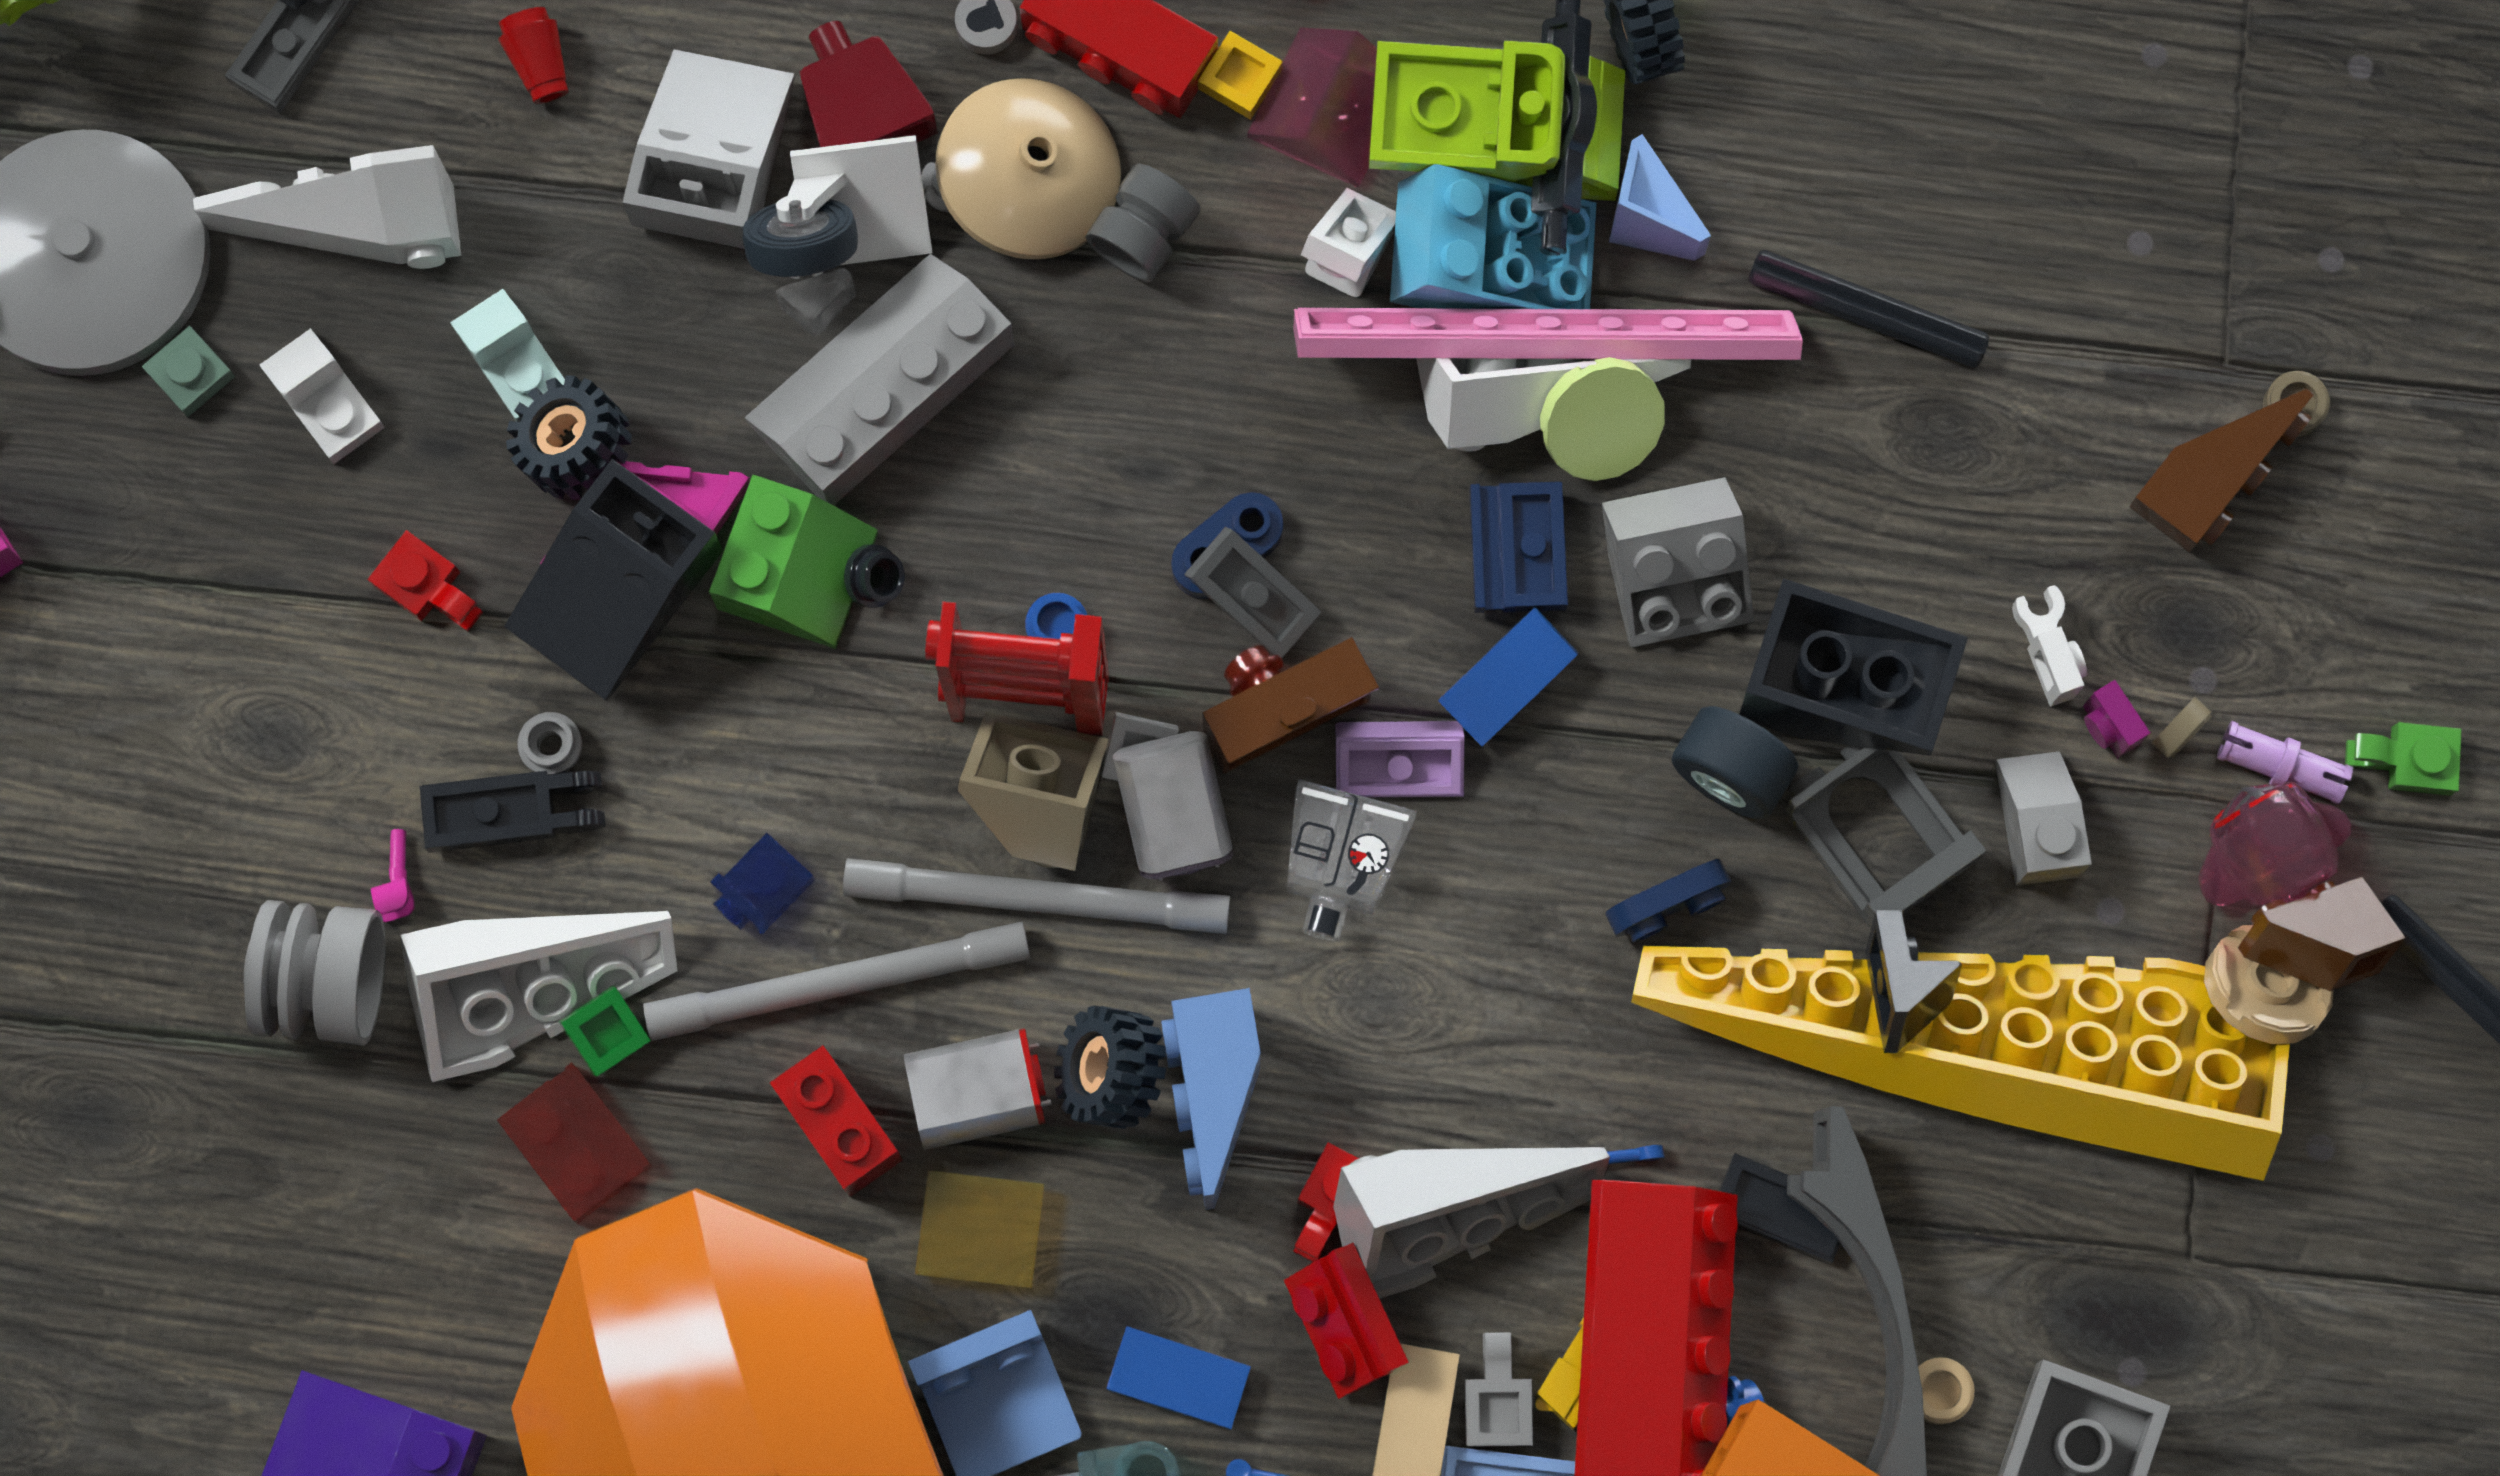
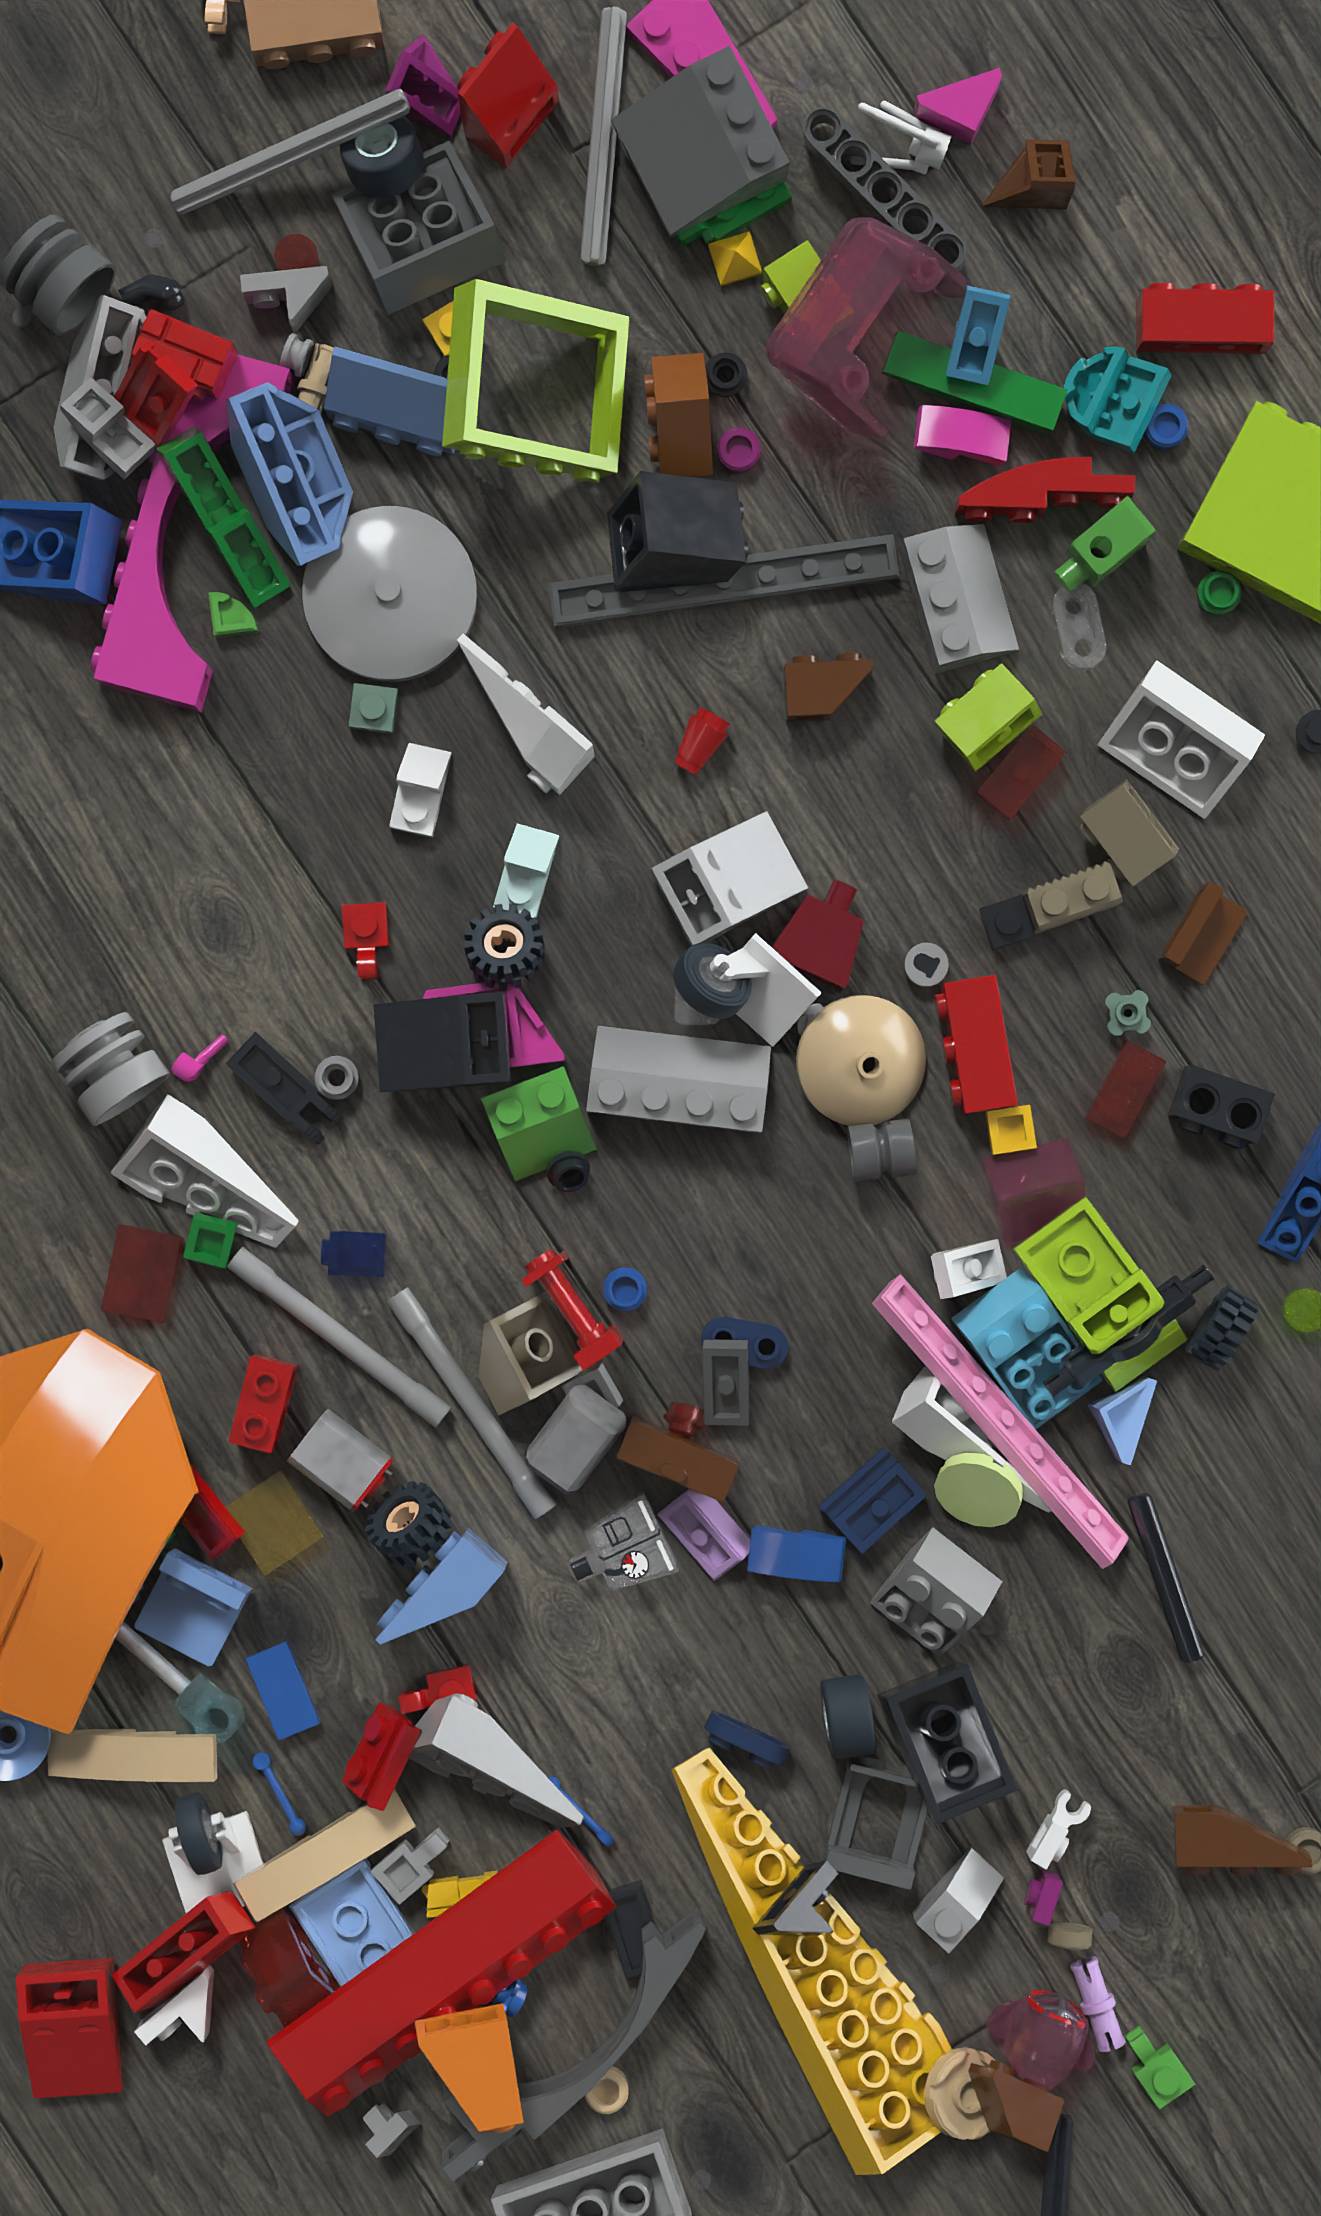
camera: 50 degrees right, 10 degrees up
(921, 1297) = (210, 1521): none -> red plate

